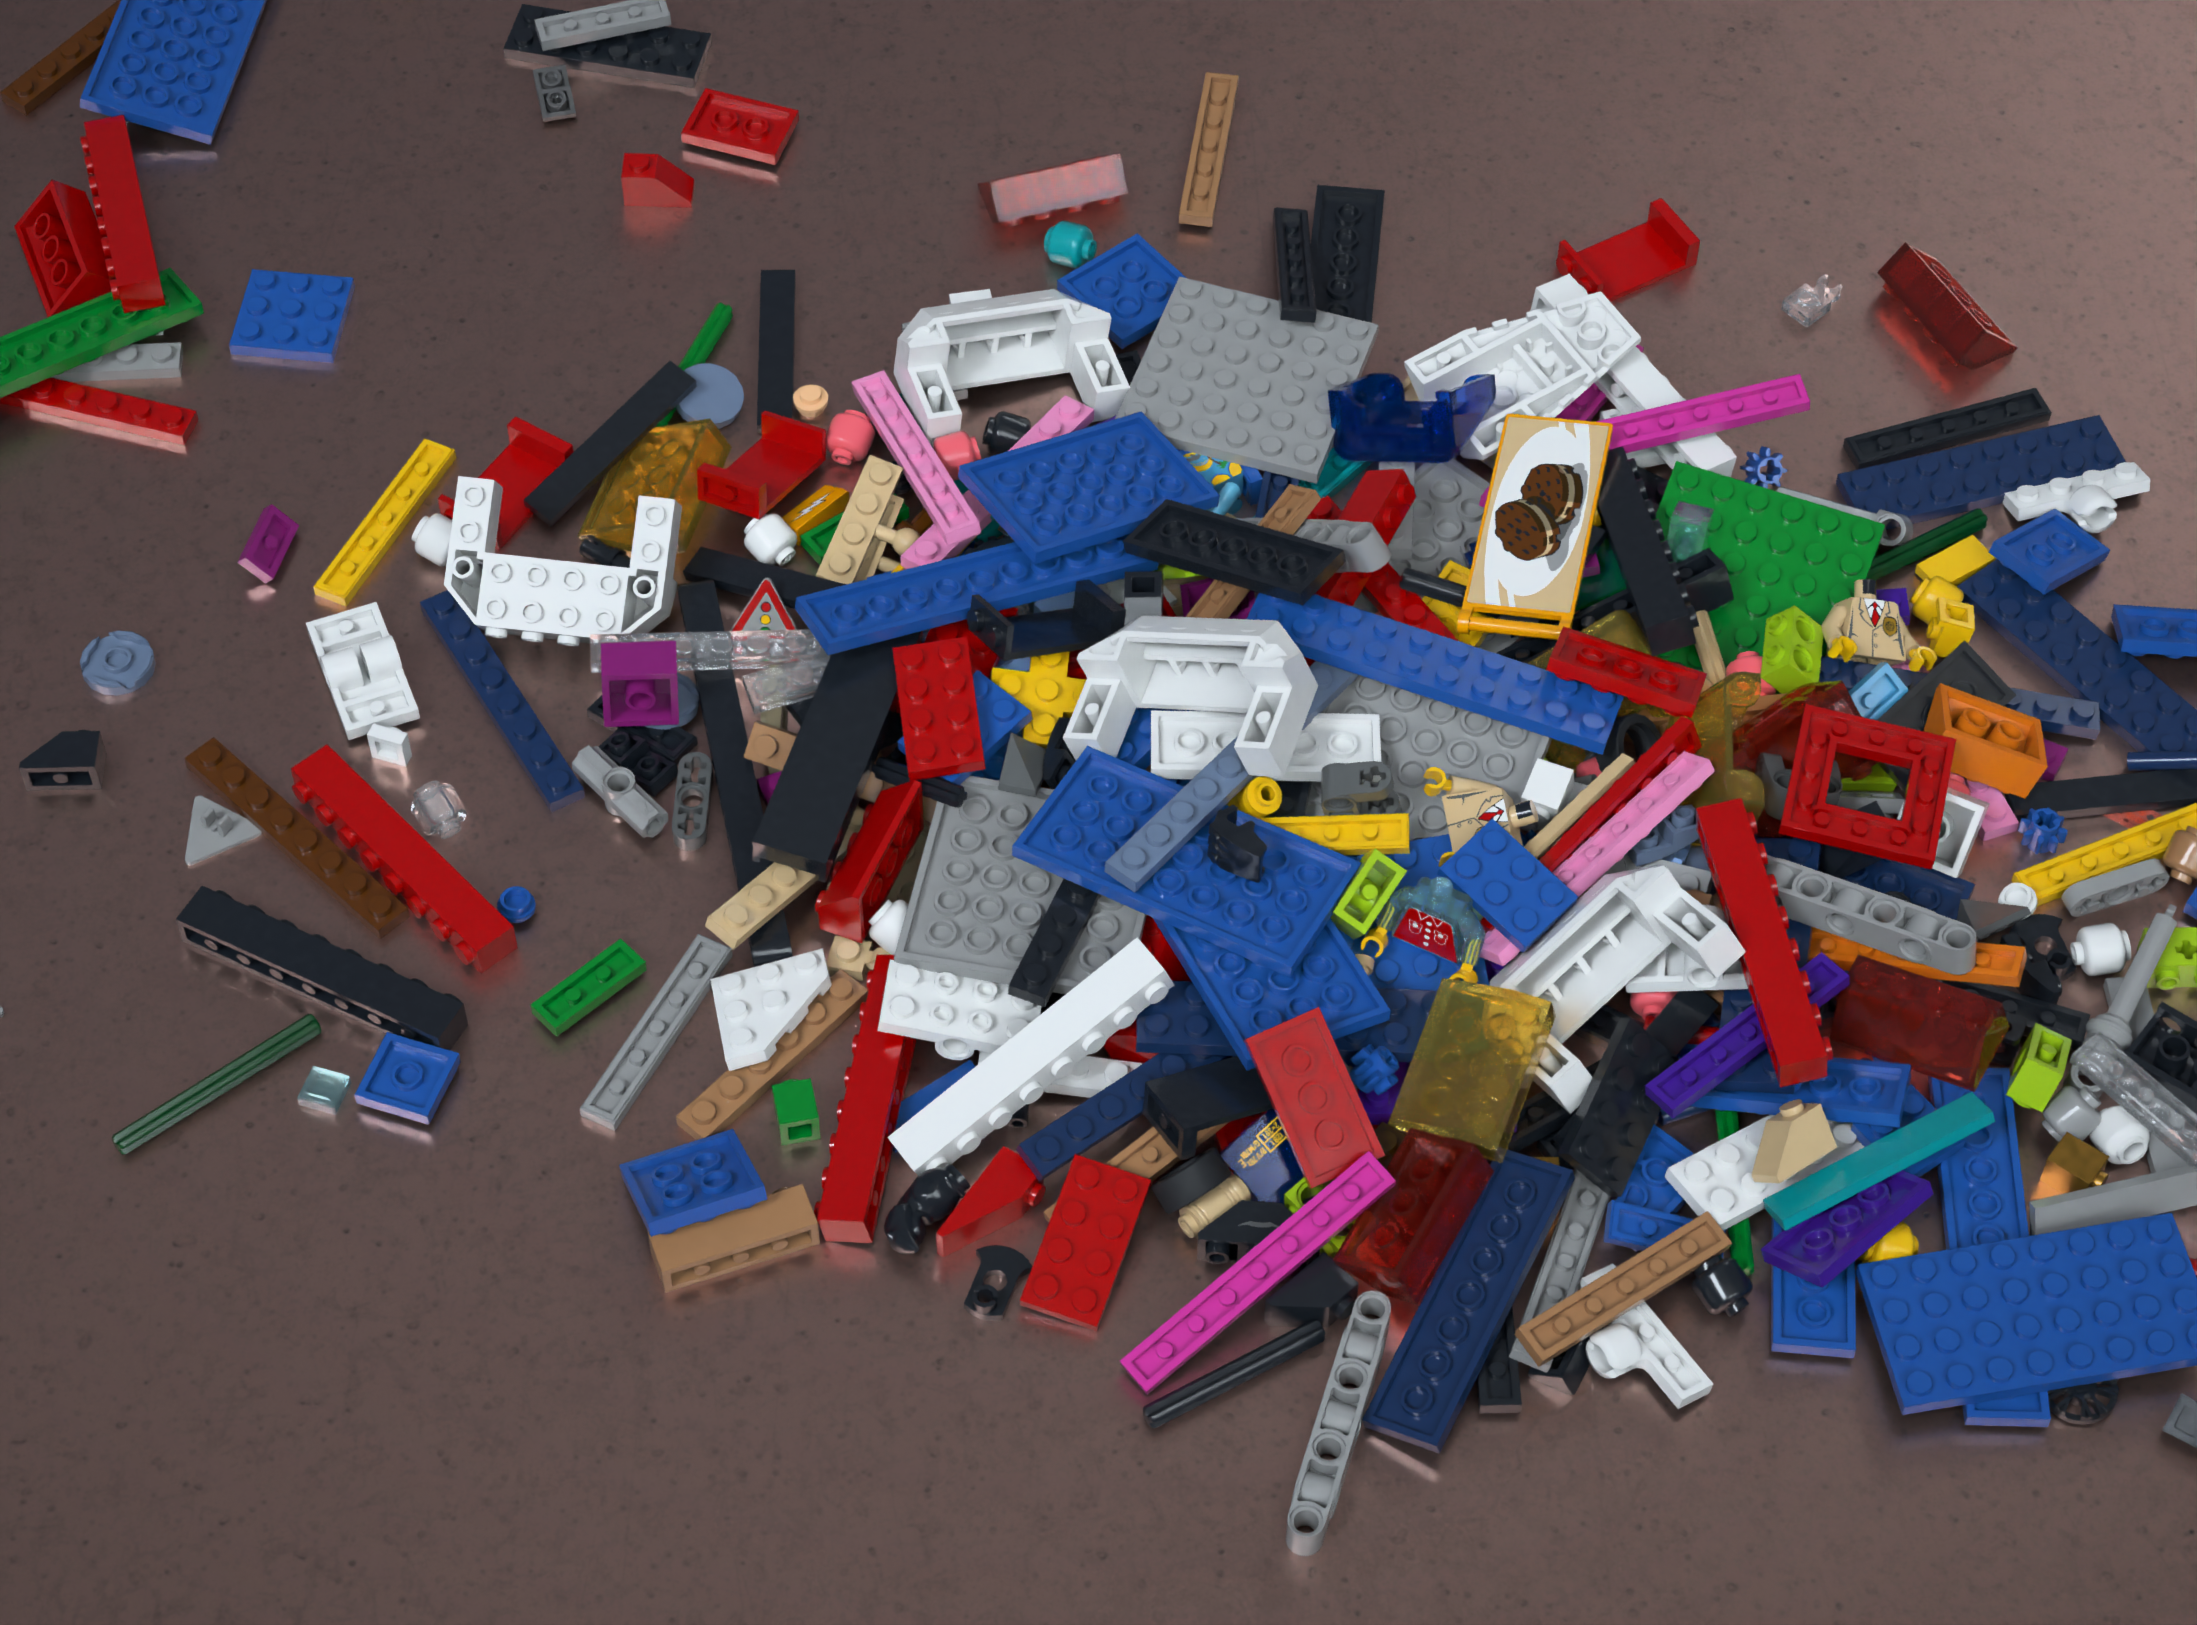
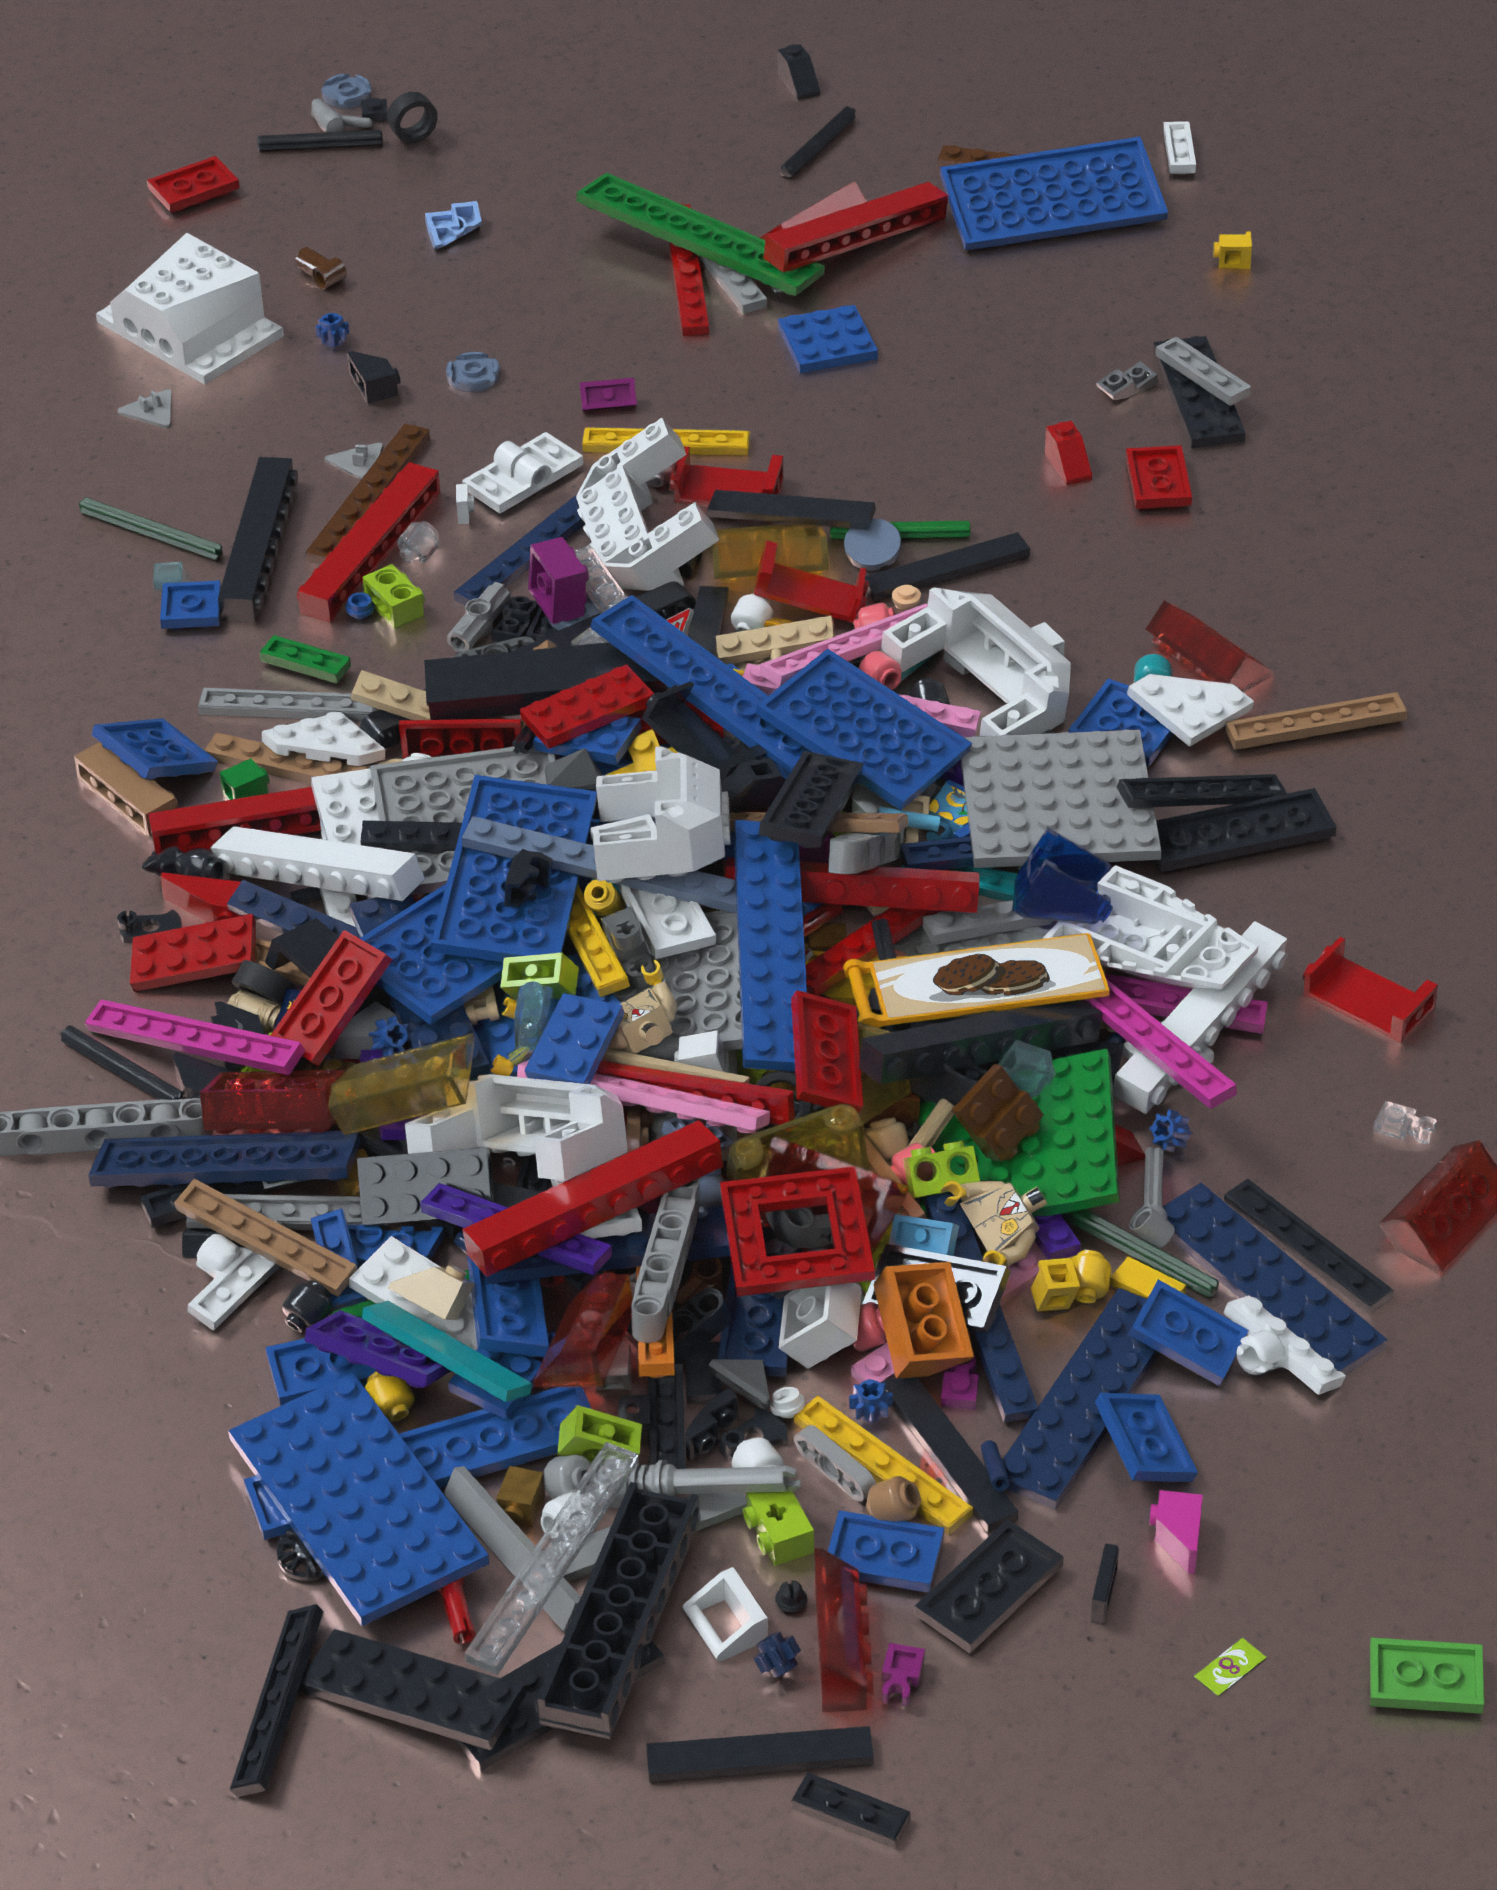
camera: 70 degrees right, 10 degrees down
(526, 862) = (394, 596): none -> lime brick
(1144, 230) = (1190, 706): none -> white plate
(1750, 574) = (998, 1114): none -> reddish brown plate

